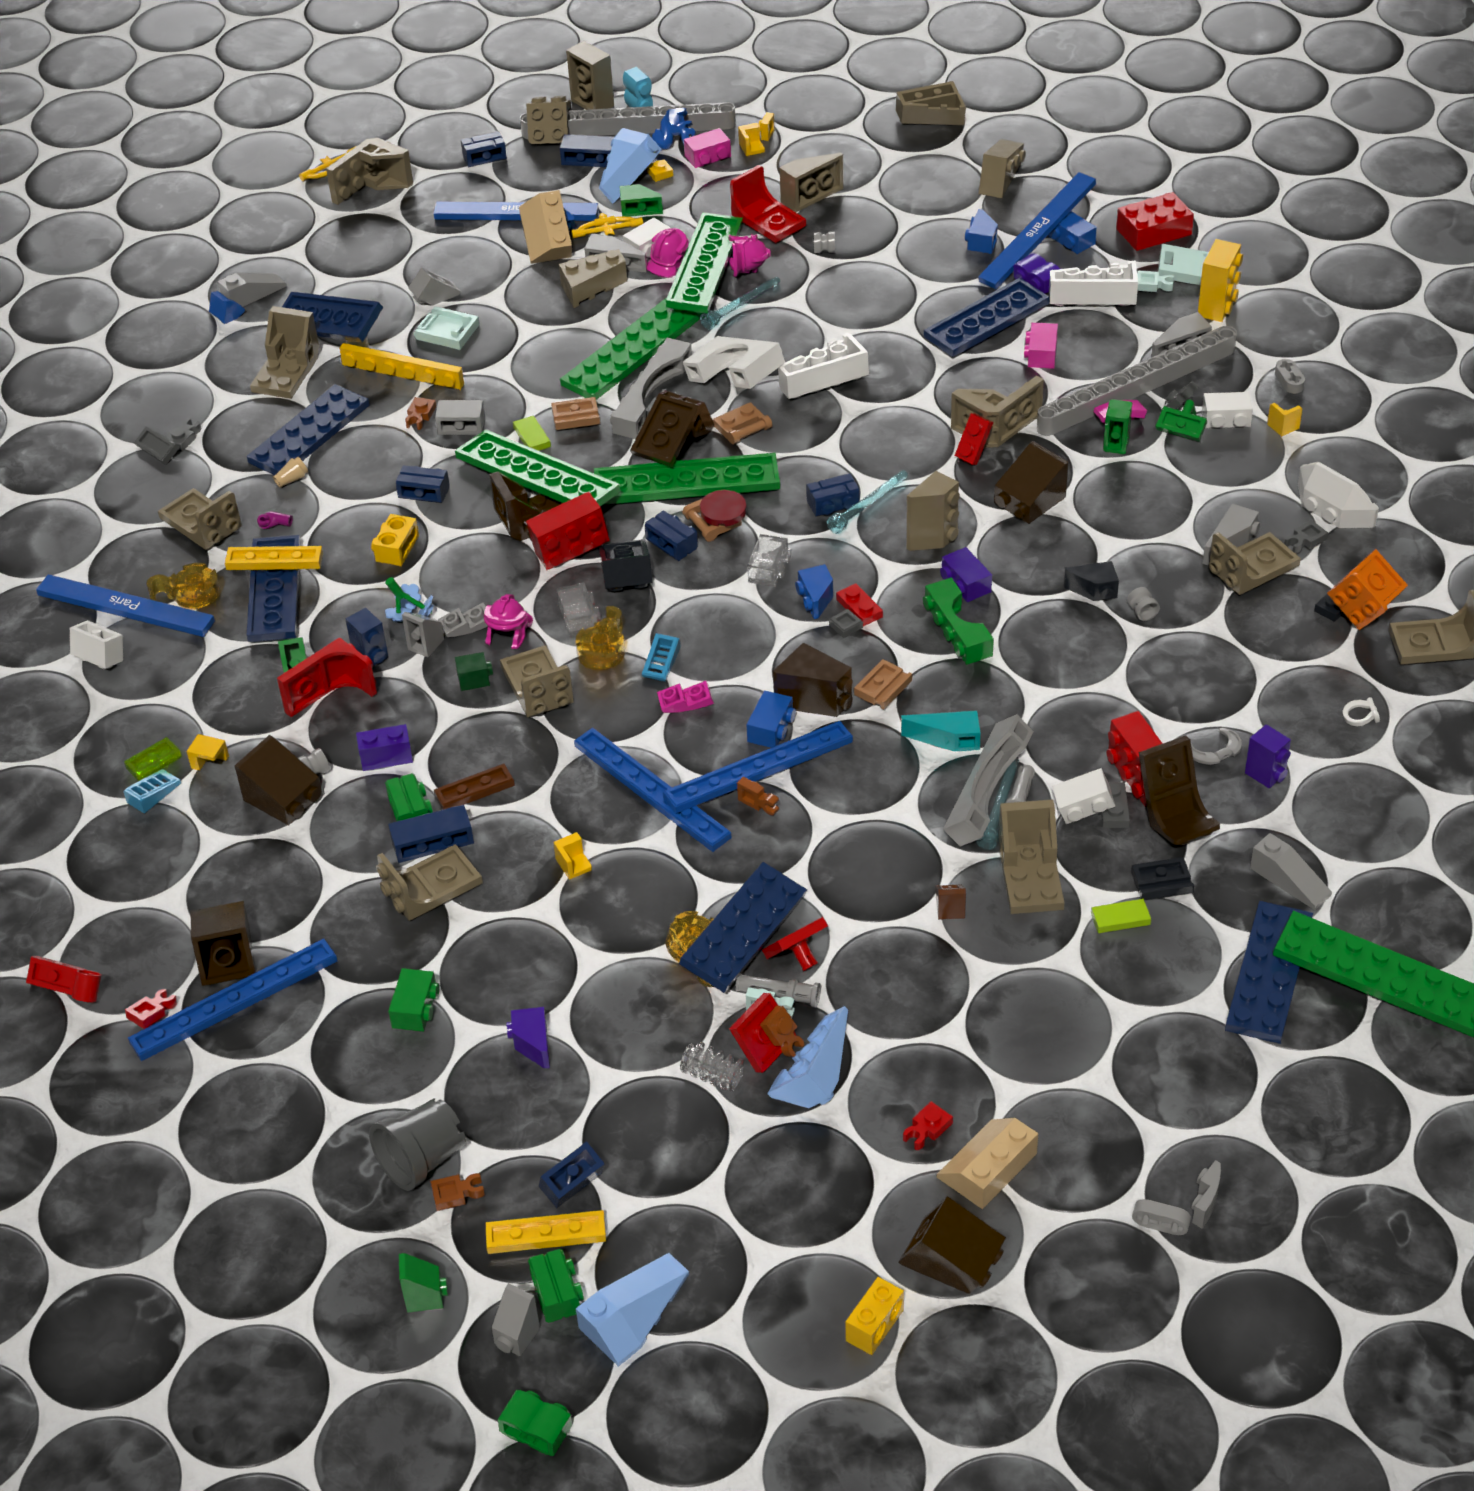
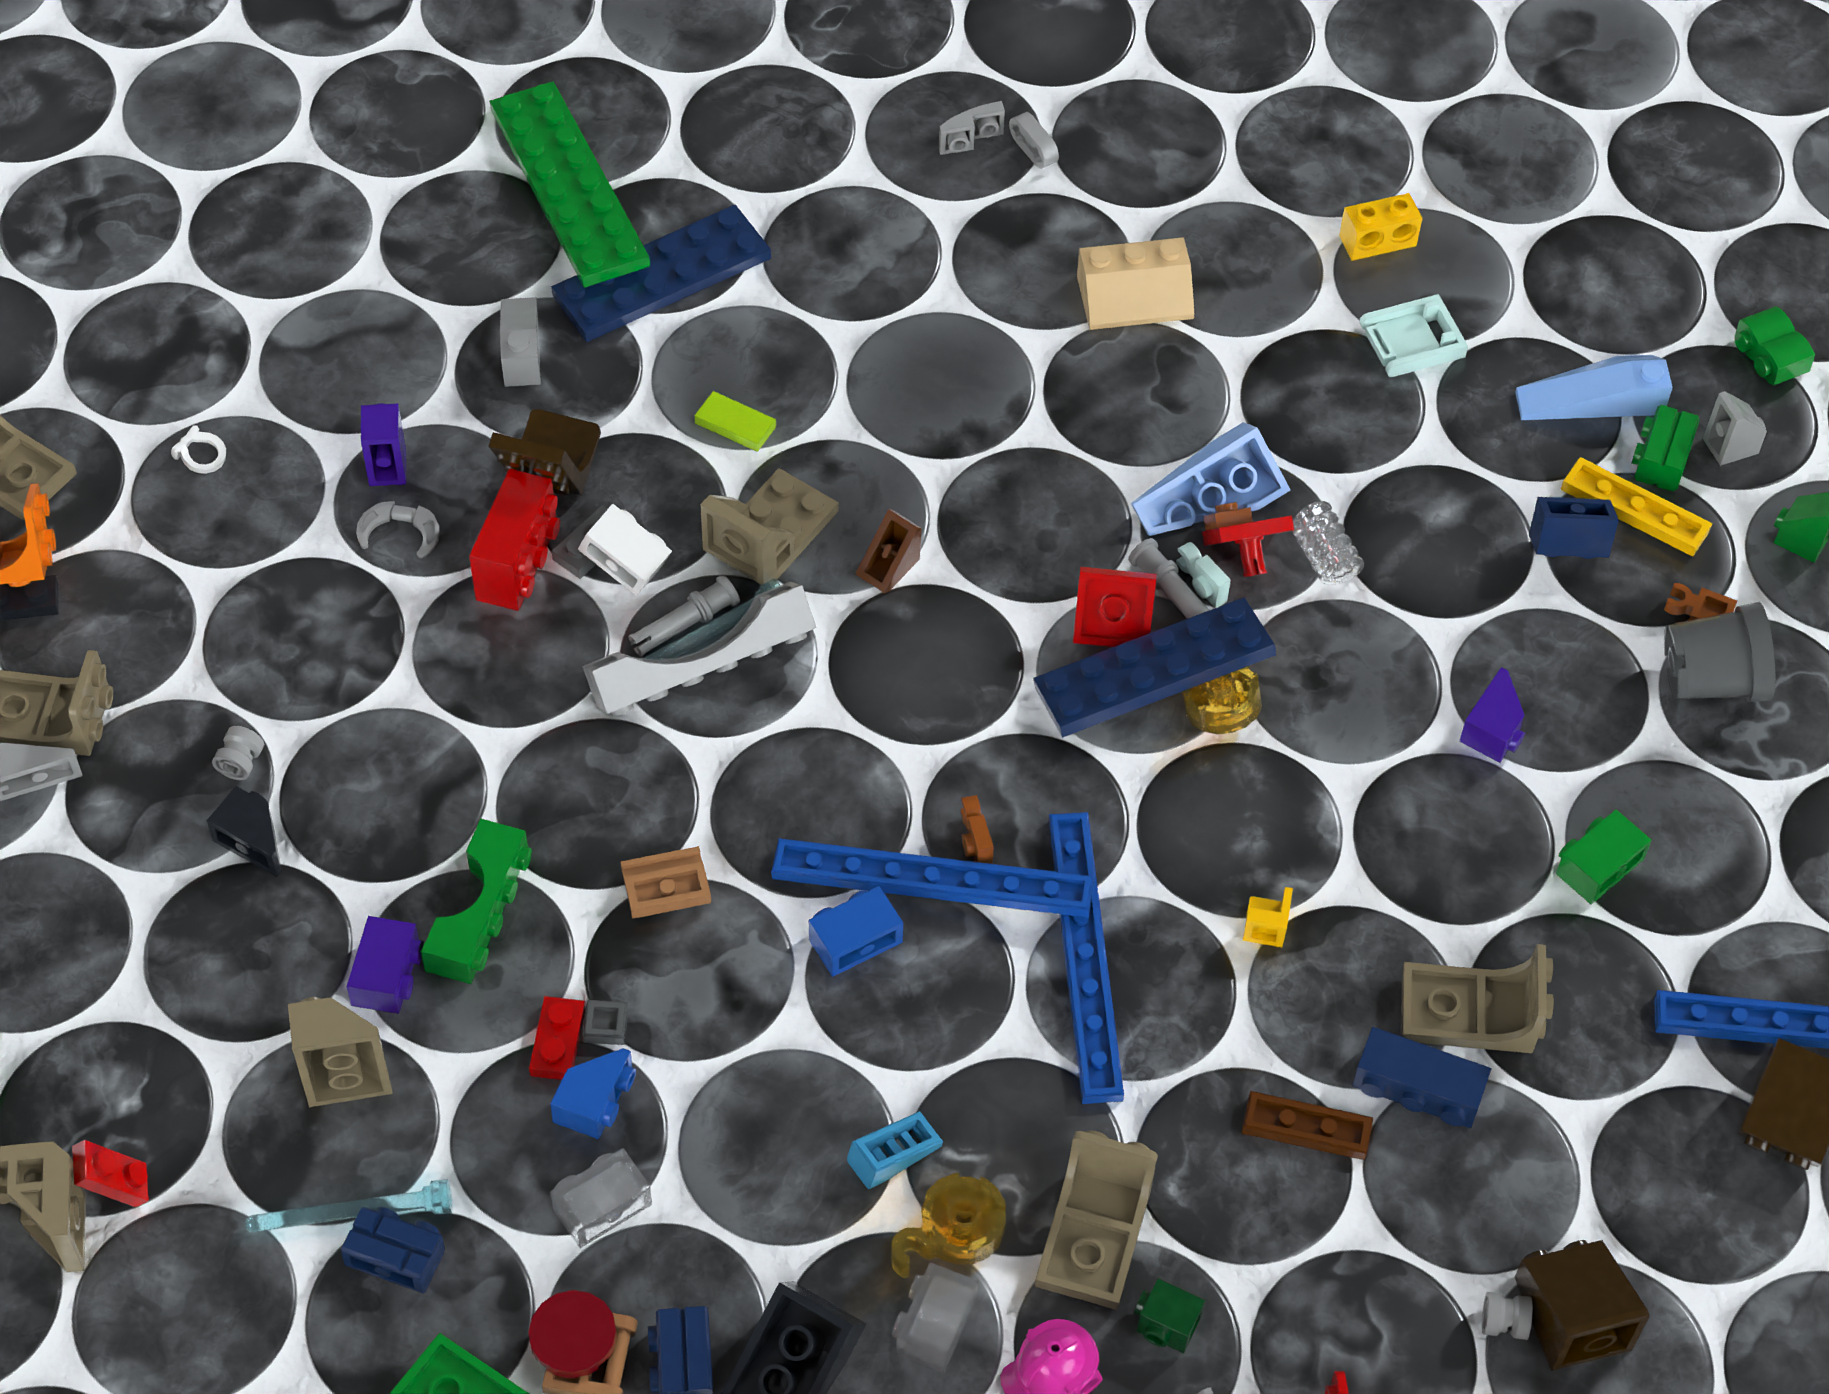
camera: 145 degrees left, 10 degrees up
(384, 747) = (1390, 1264): dark purple brick -> none
(407, 797) = (1418, 1149): green brick -> none
(679, 700) = (924, 1062): dark pink slope -> none
(787, 1257) = (1405, 339): none -> light aqua container
(814, 681) = (765, 922): dark brown slope -> none
(928, 1123) = (1153, 362): red plate -> none
(946, 730) = (661, 751): teal slope -> none
(954, 1247) = (1255, 233): dark brown slope -> none
(1032, 483) = (138, 1031): dark brown slope -> none
(1162, 878) = (649, 421): black plate -> none

